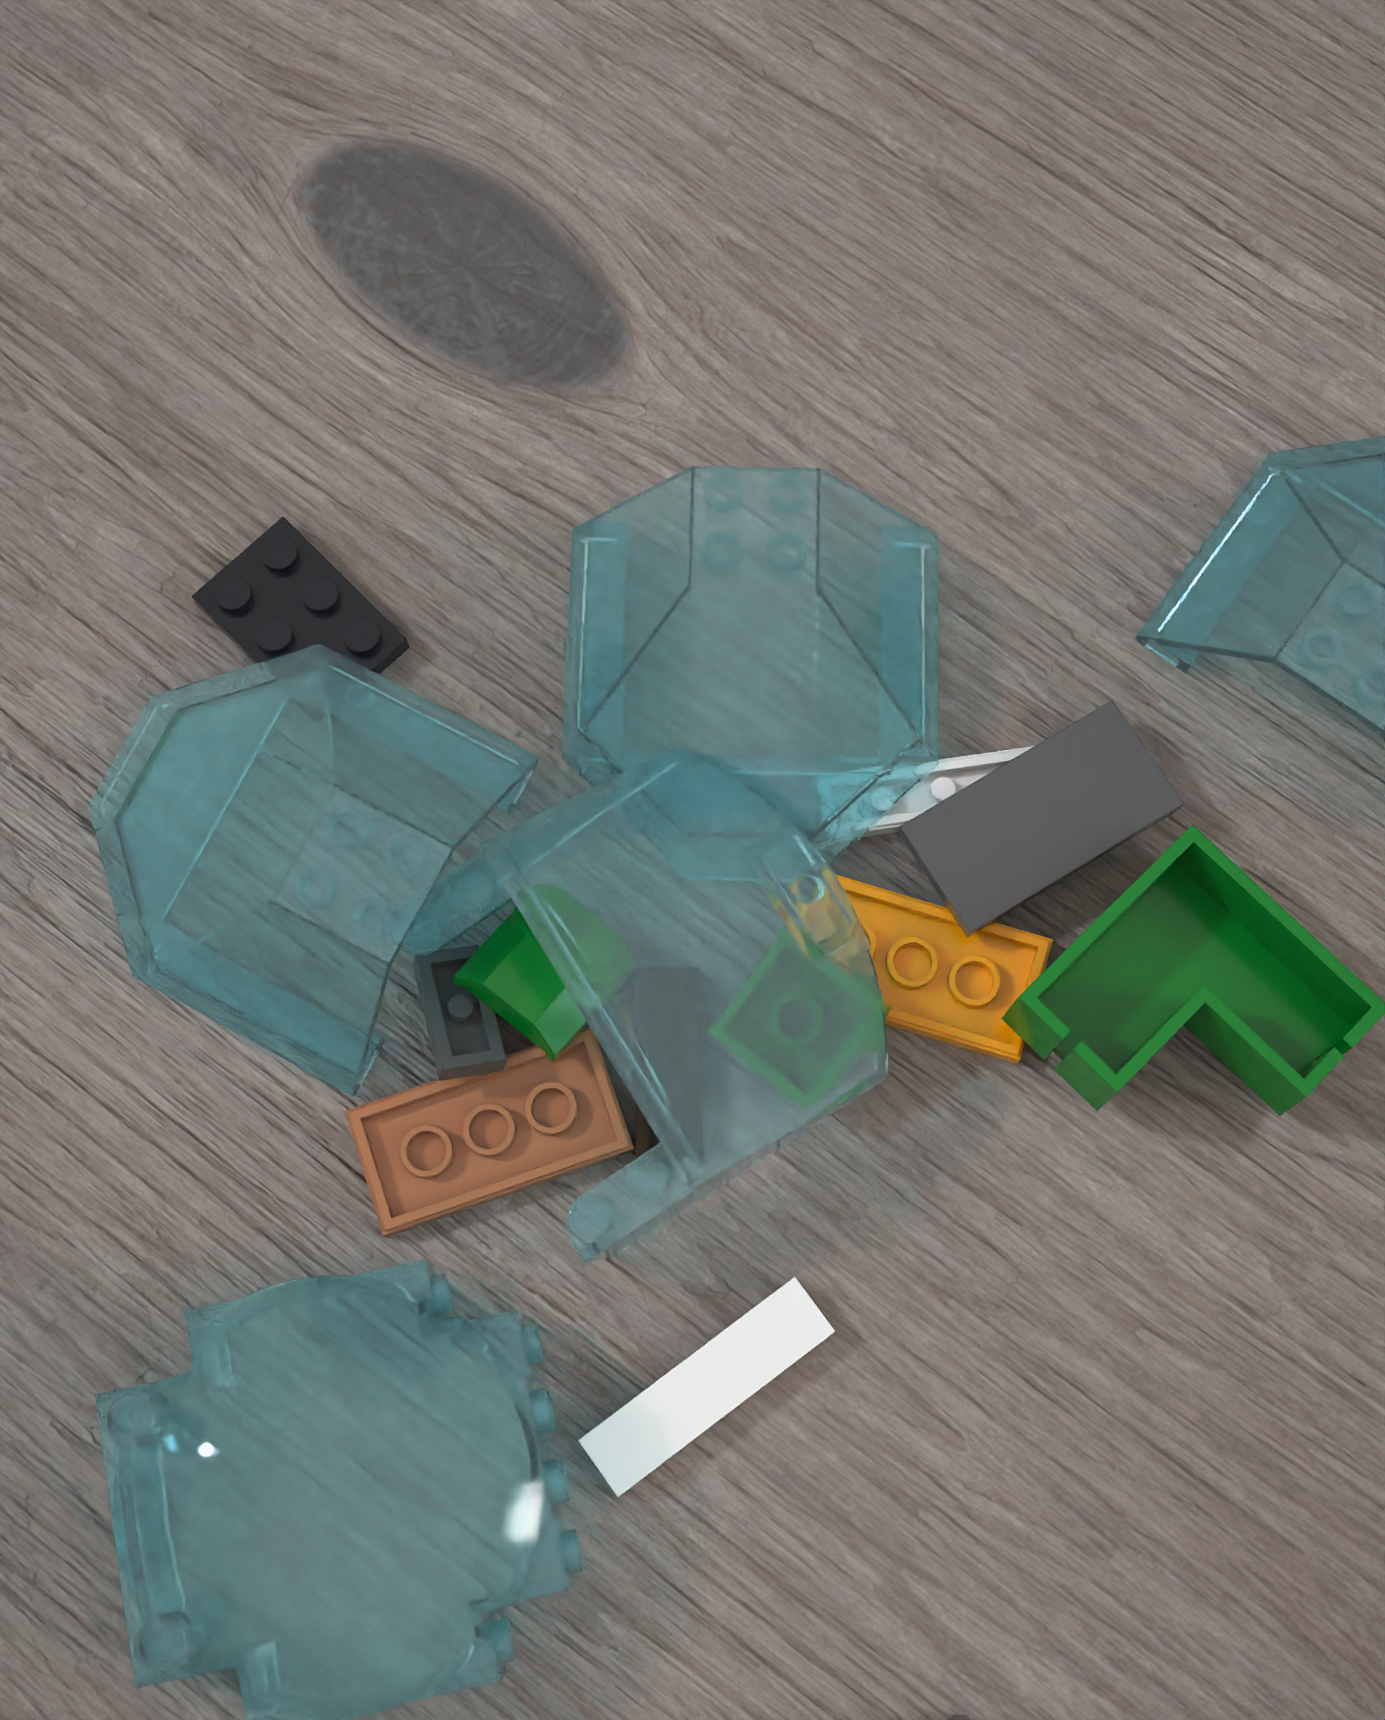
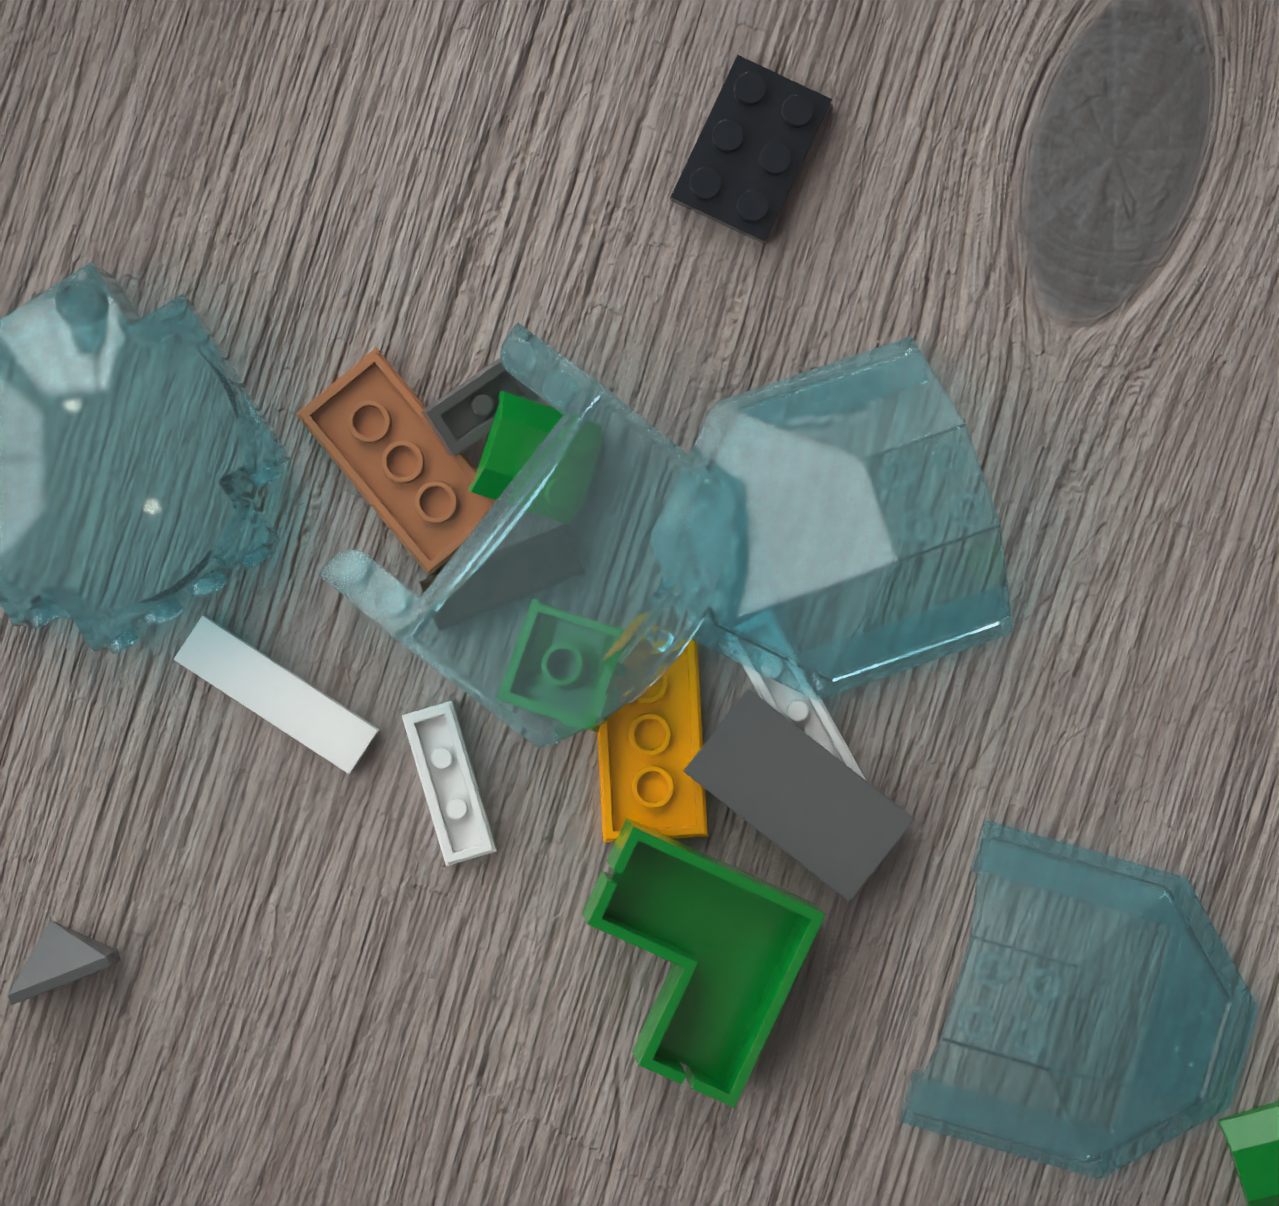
camera: 70 degrees right, 15 degrees up
(283, 842) = (565, 224): clear light blue windscreen -> none
(888, 1216) = (449, 783): none -> white tile

